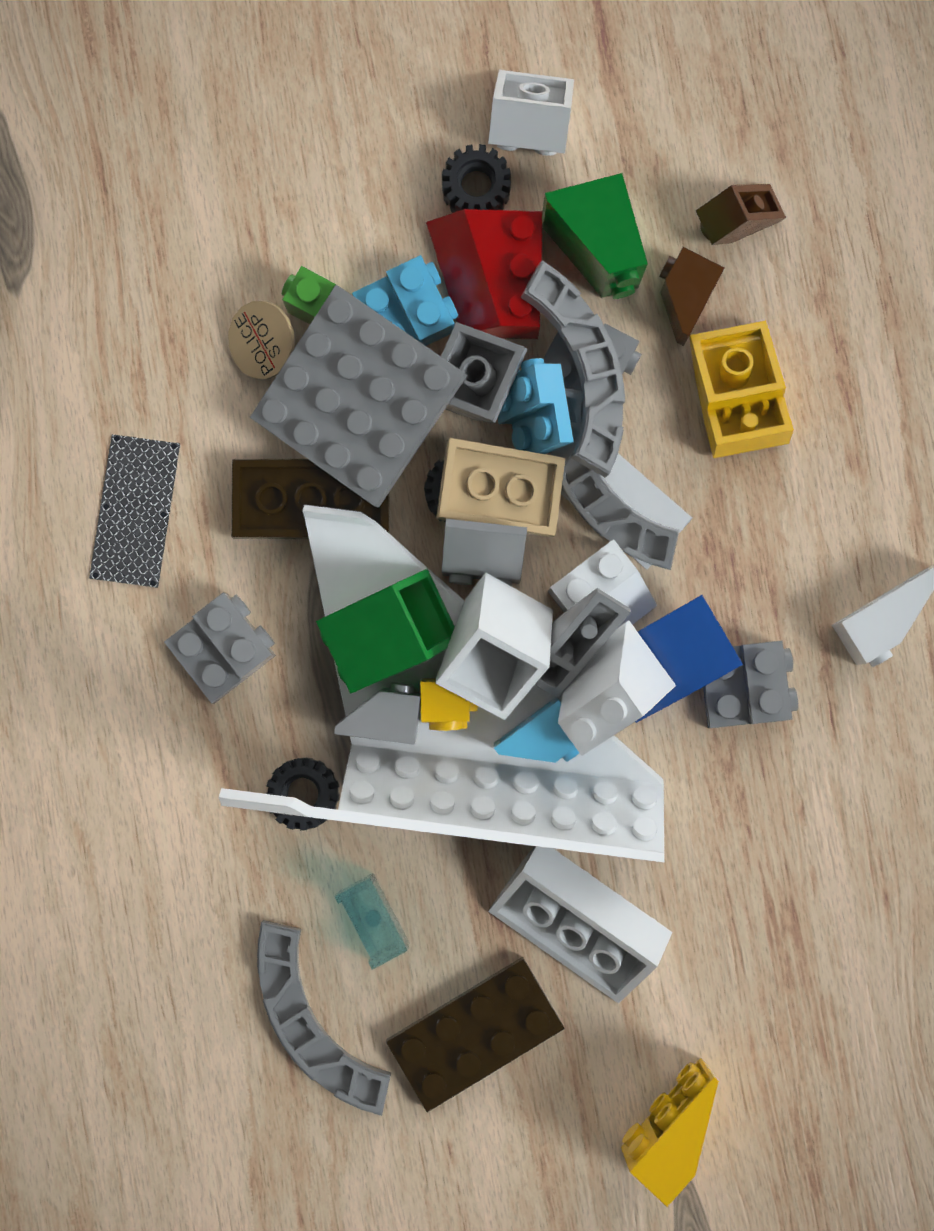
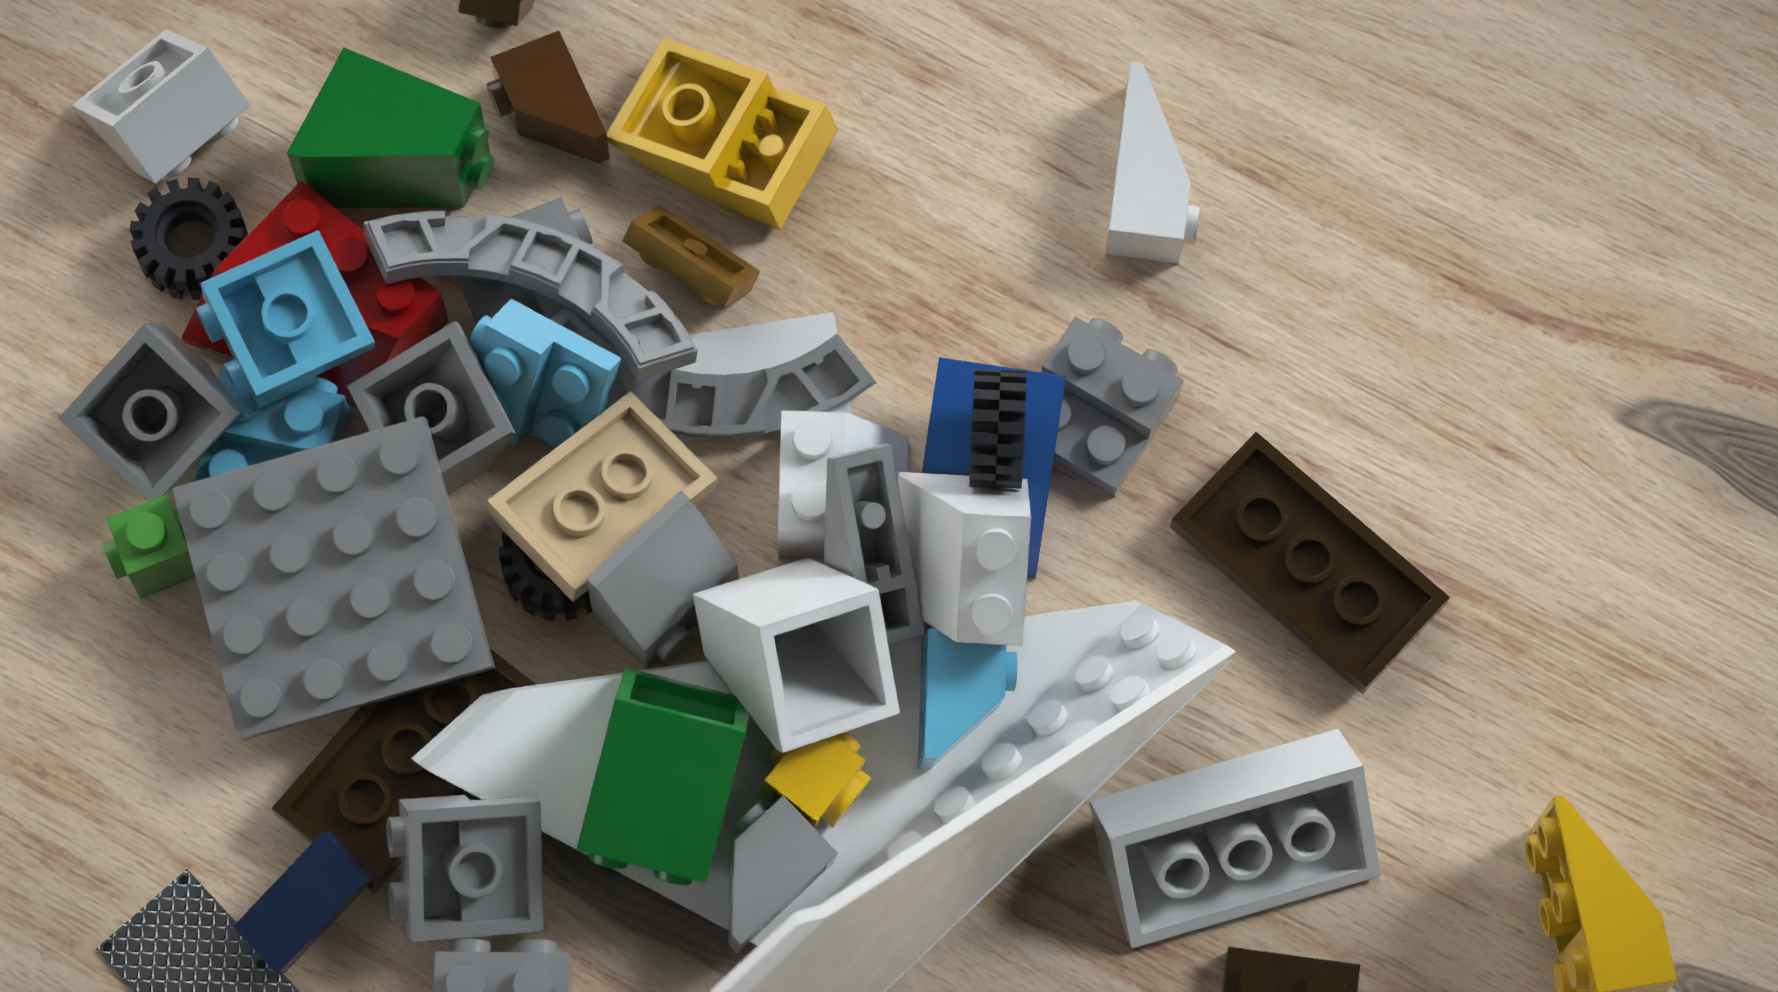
camera: 55 degrees left, 15 degrees down
(201, 511) = (303, 903): none -> dark blue tile
(260, 339) = (149, 650): tan piece -> none
(273, 573) = (467, 867): none -> light grey plate
(372, 241) = (152, 411): none -> light grey slope
(461, 264) = (283, 319): none -> medium azure plate
(662, 427) = (690, 256): none -> pearl gold plate
(684, 657) = (998, 428): none -> black tyre
(749, 852) = (1309, 562): none -> dark brown plate

